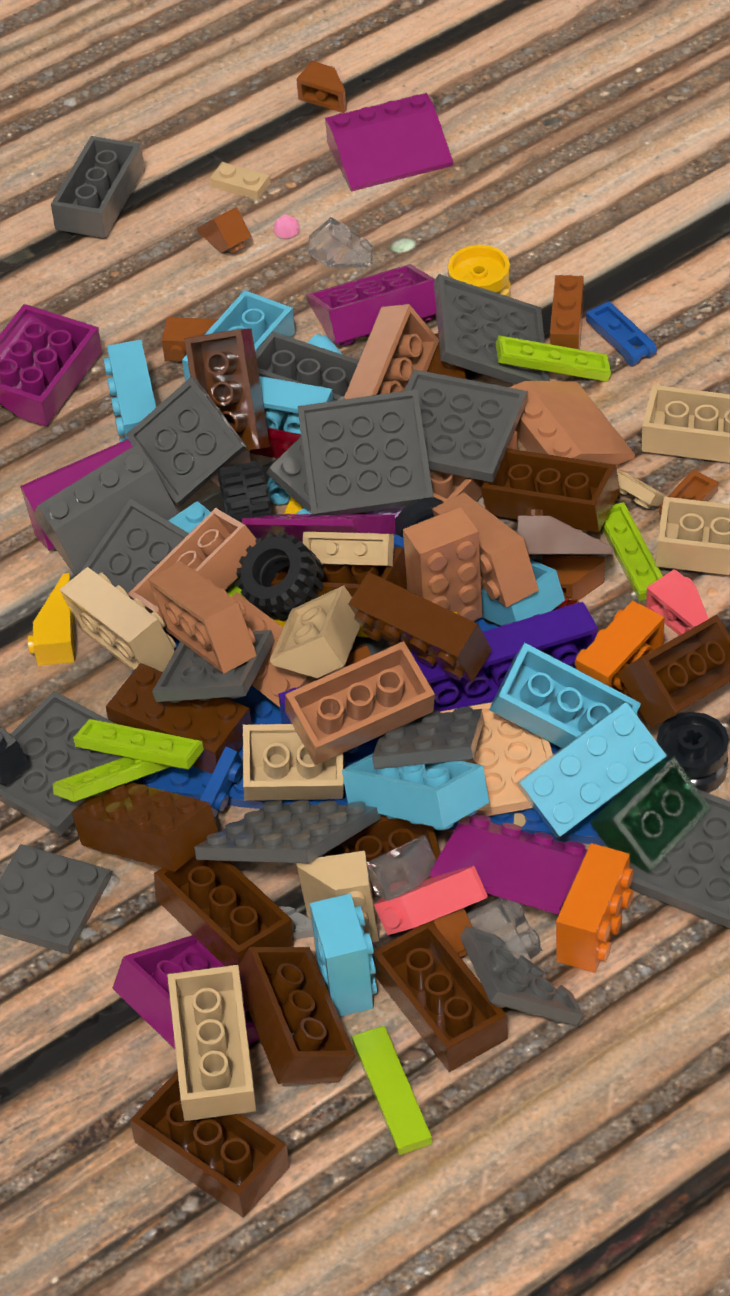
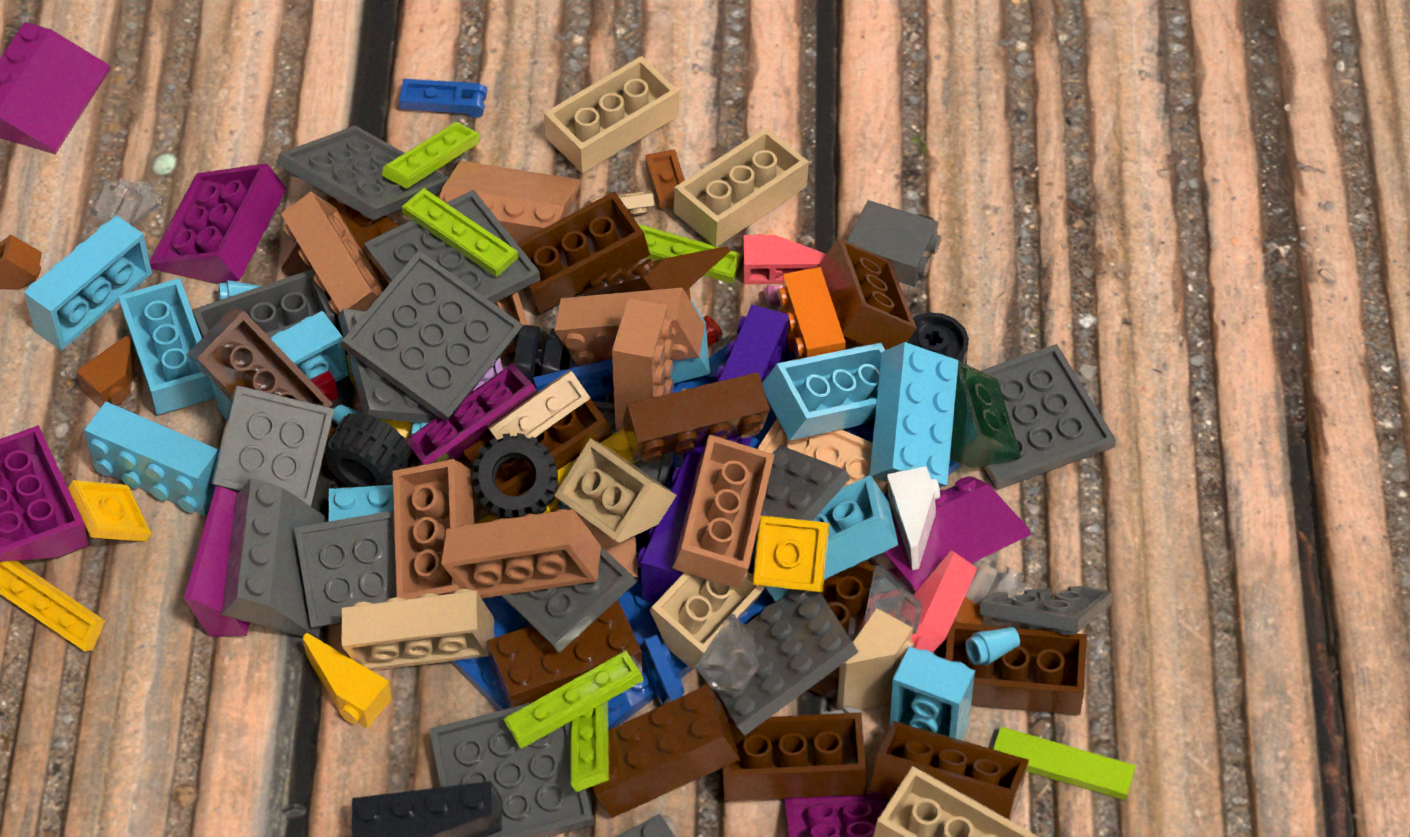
camera: 55 degrees left, 5 degrees up
(74, 412) = (109, 511): none -> yellow tile
(256, 802) = (730, 657): none -> clear slope
(264, 267) = (88, 282): none -> medium azure brick
(286, 227) = (48, 224): bright pink piece -> none
(367, 770) = (791, 553): none -> yellow tile
(427, 956) = (990, 645): none -> medium azure cone
(477, 409) = (460, 232): none -> lime tile
(481, 267) = (278, 129): yellow wheel -> none
(496, 826) = (913, 504): none -> white slope
(567, 311) = (388, 113): dark orange brick -> none
(594, 908) = (1037, 507): orange brick -> none

